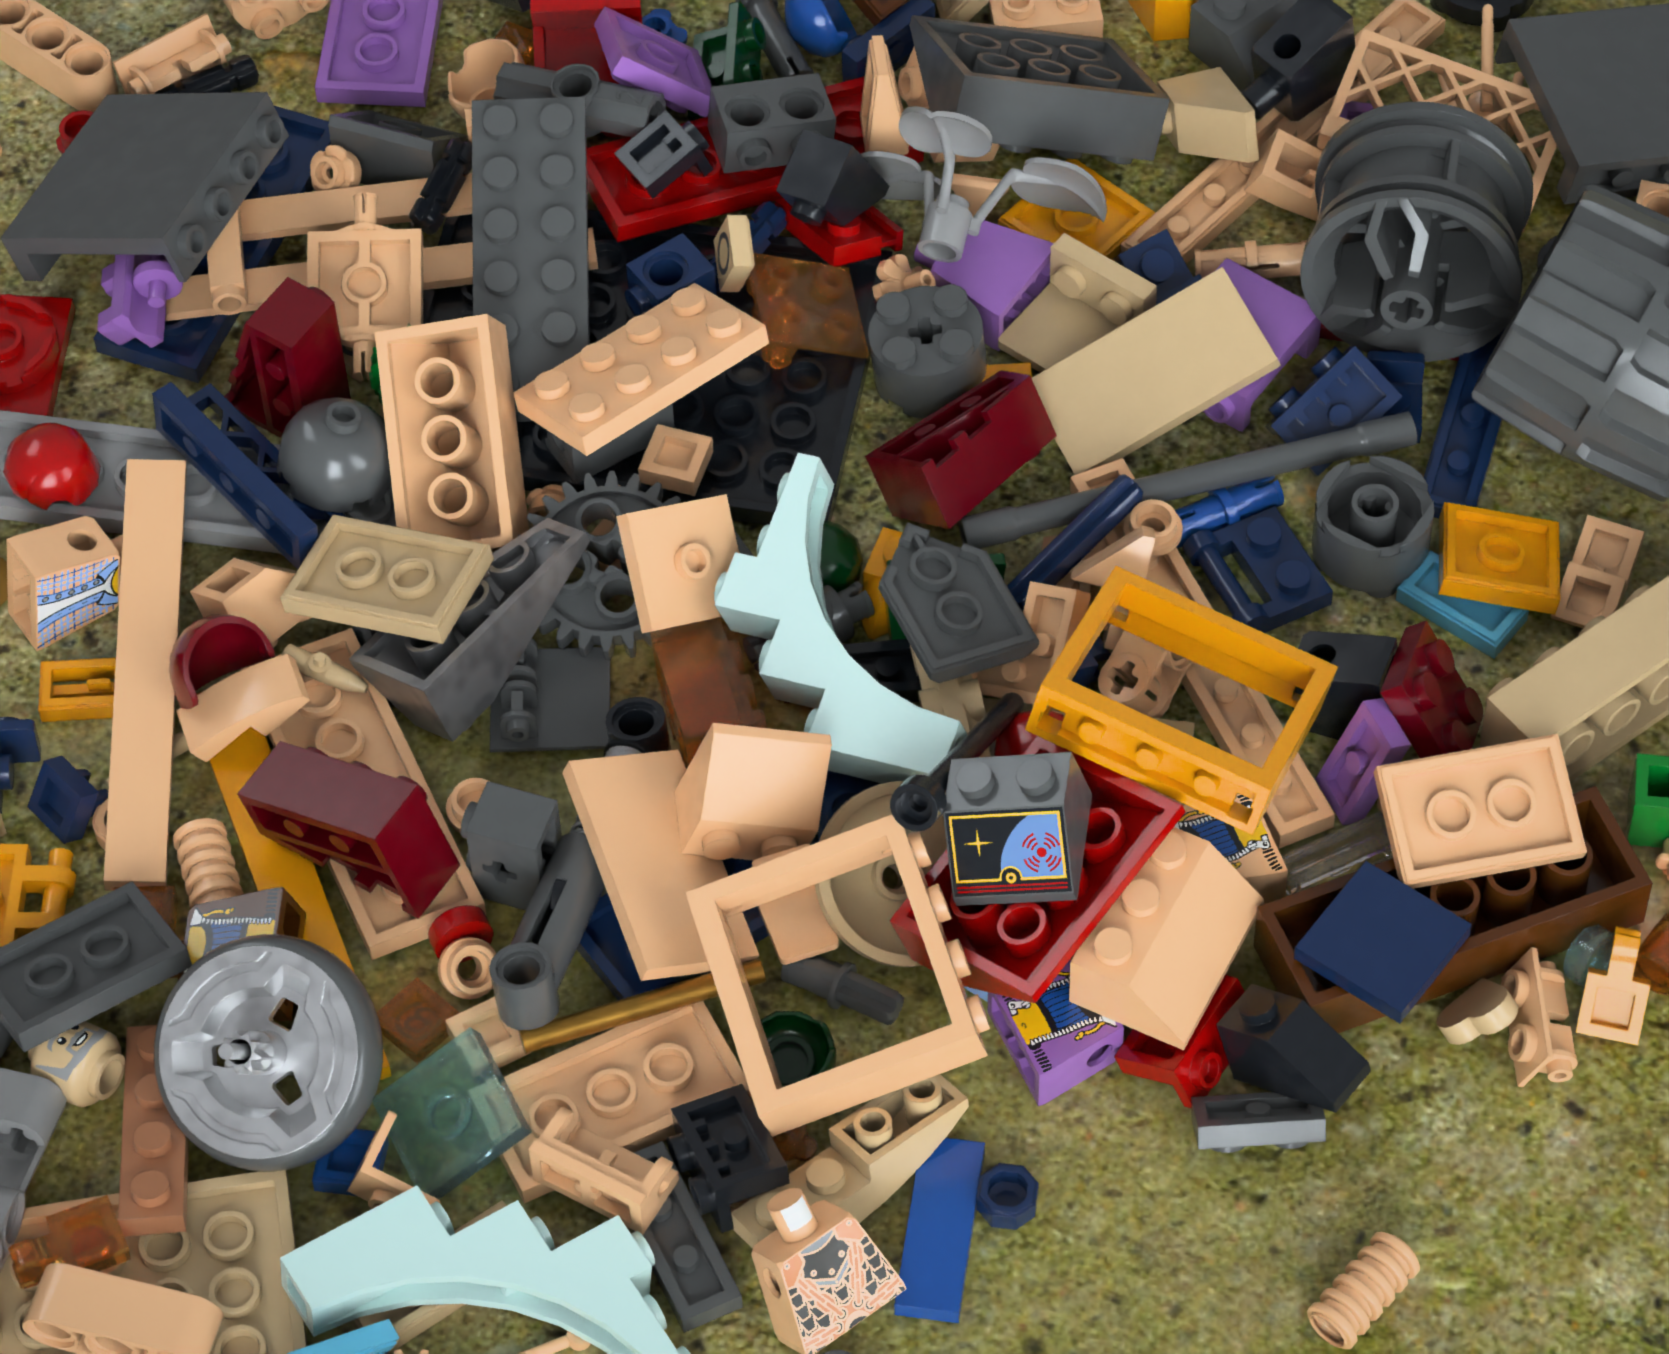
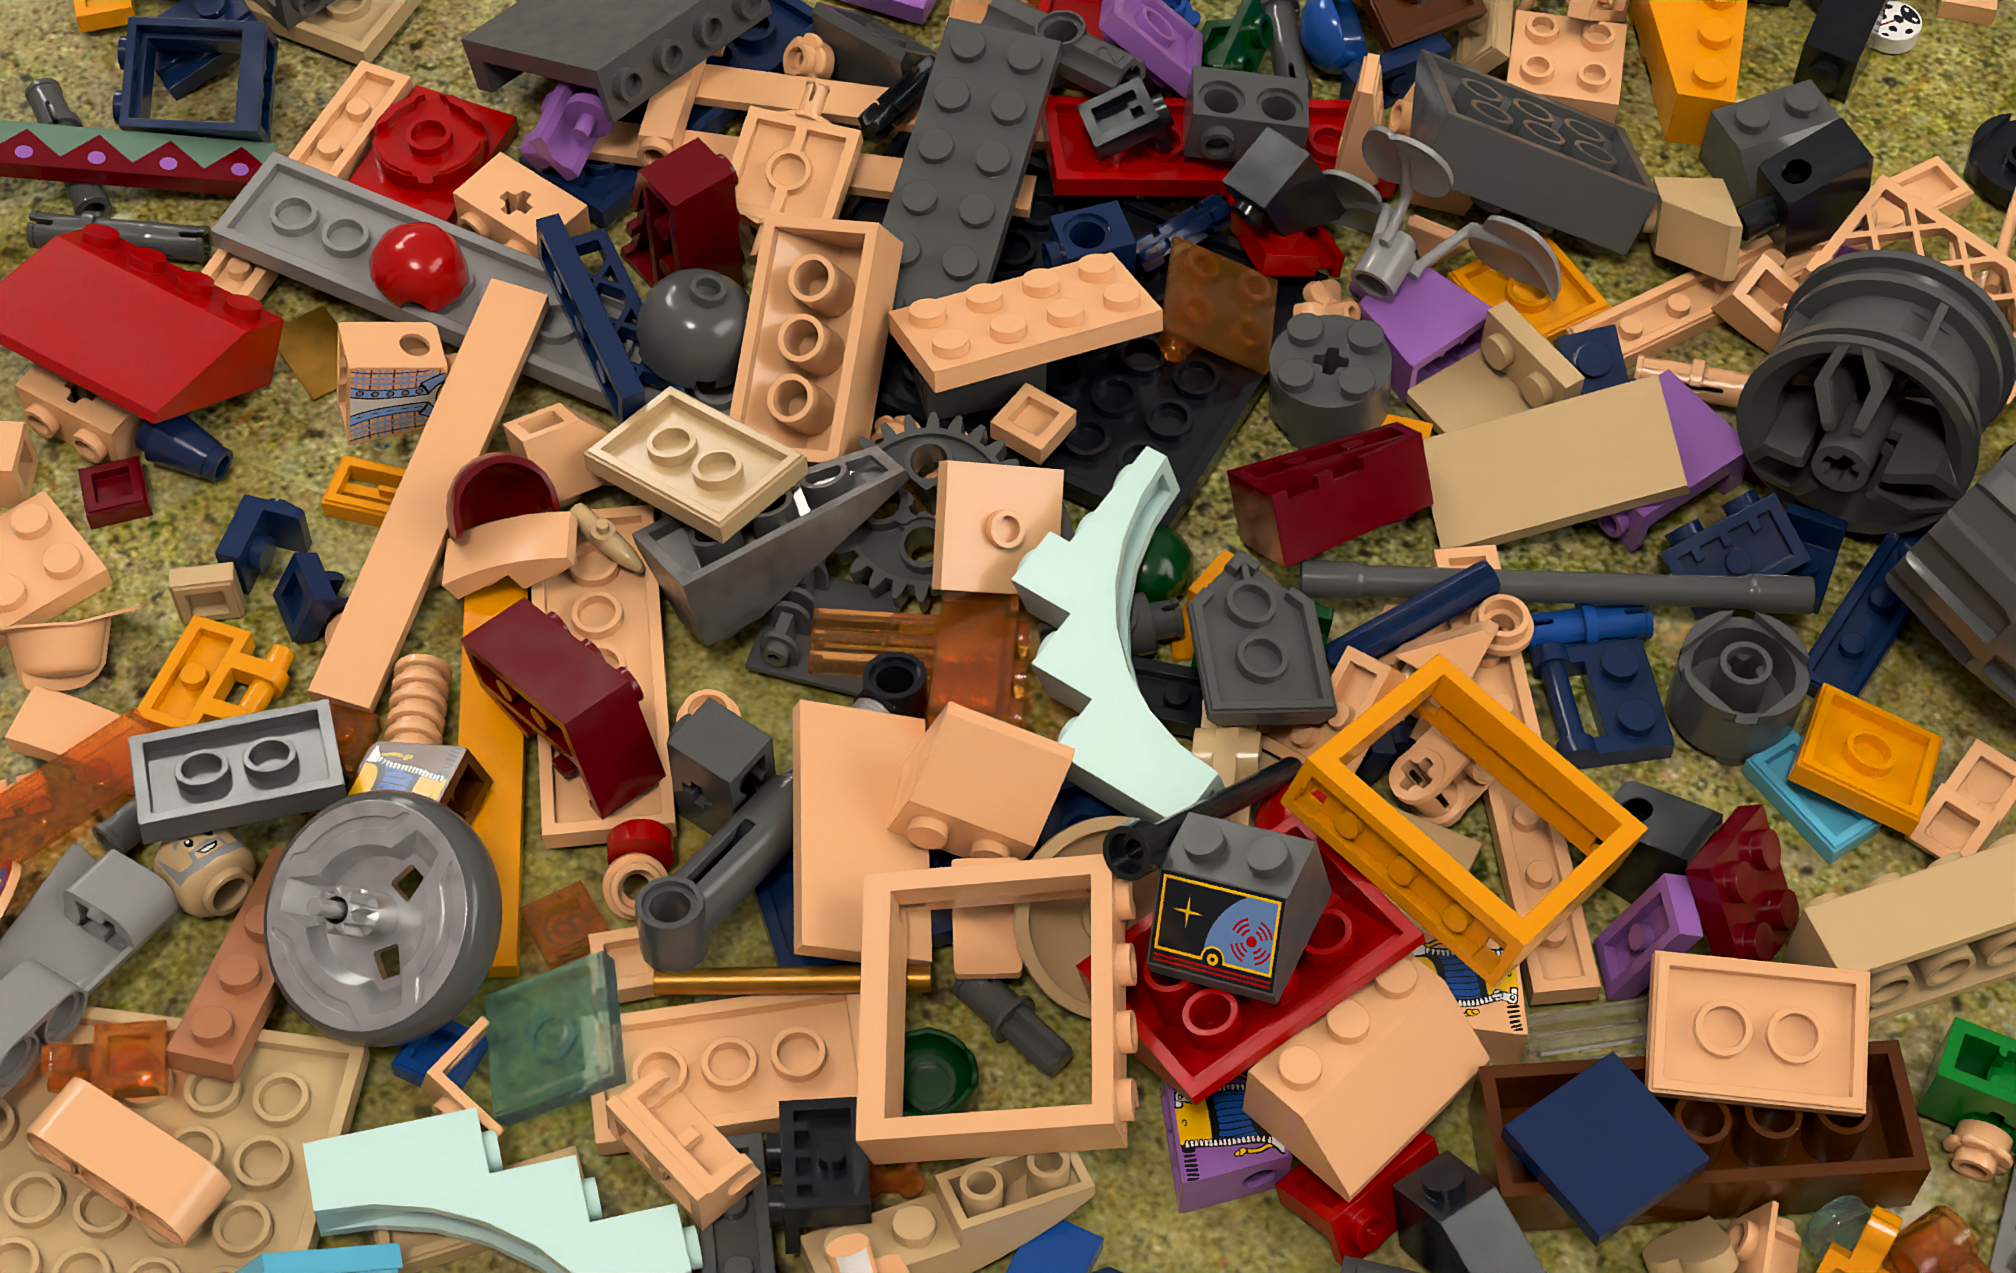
camera: 15 degrees right, 0 degrees up
(112, 384) = (508, 198): none -> light nougat brick
(597, 689) = (873, 634): none -> clear orange tile
(734, 253) = (1161, 233): tan tile -> none

